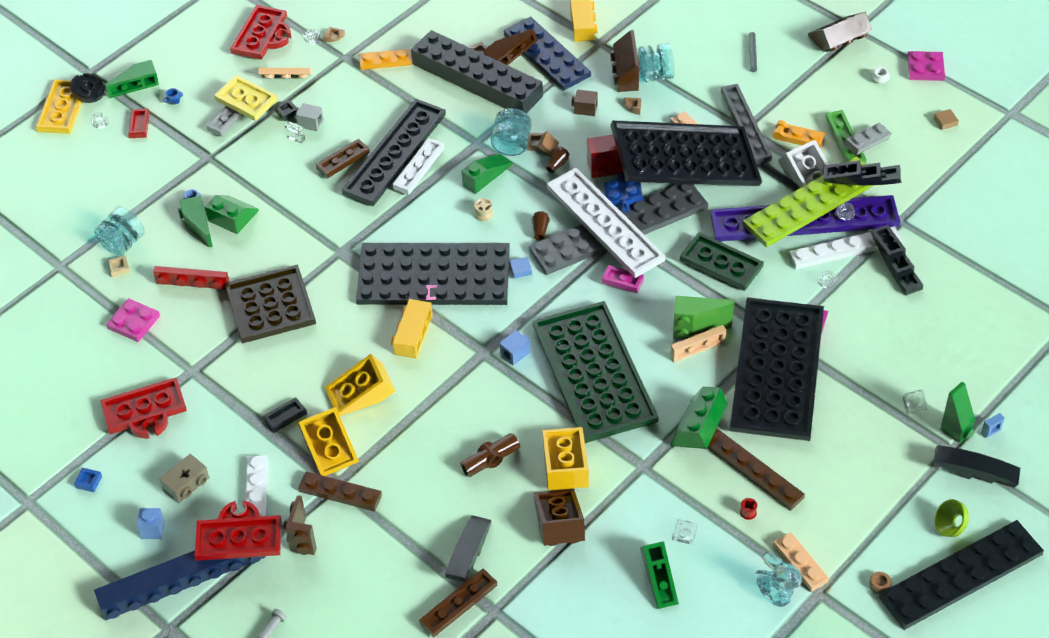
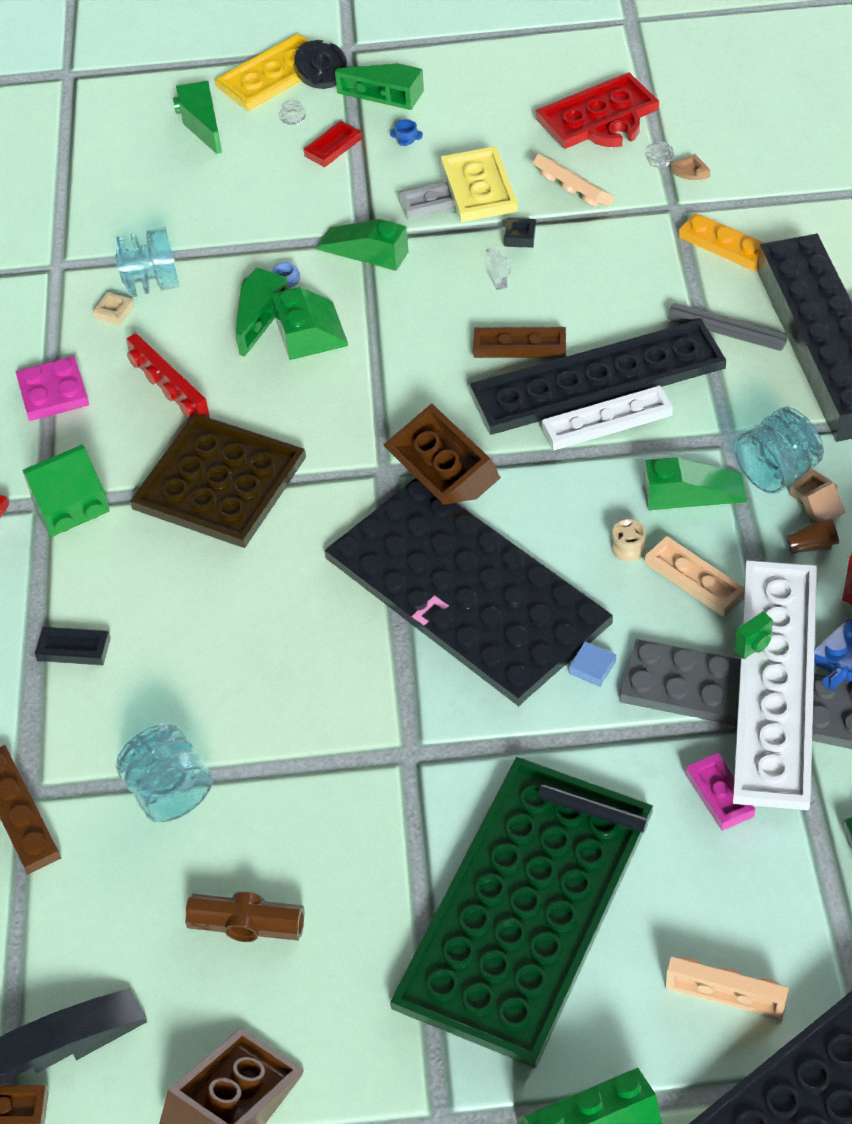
camera: 45 degrees right, 0 degrees up
(51, 148) = (198, 113): none -> green slope
(208, 354) = (66, 490): none -> slope
(217, 157) = (370, 242): none -> green slope
(309, 117) = (537, 259): light grey brick -> none
(328, 442) = (71, 725): yellow slope -> none
(360, 386) = (196, 678): yellow slope -> none
(368, 225) = (443, 458): none -> reddish brown slope
(397, 426) = (164, 773): none -> clear light blue wheel
(412, 328) = (348, 645): yellow brick -> none
(428, 95) = (729, 326): none -> dark grey axle
(515, 347) = (452, 779): medium blue brick -> none
(525, 205) = (695, 576): none -> light nougat plate
(540, 223) = (685, 617): reddish brown cone -> none
(565, 458) = (329, 1011): yellow slope -> none
(584, 208) = (753, 635): none -> green plate
(585, 316) = (593, 808): none -> black bar
(700, 314) = (762, 943): bright green slope -> none

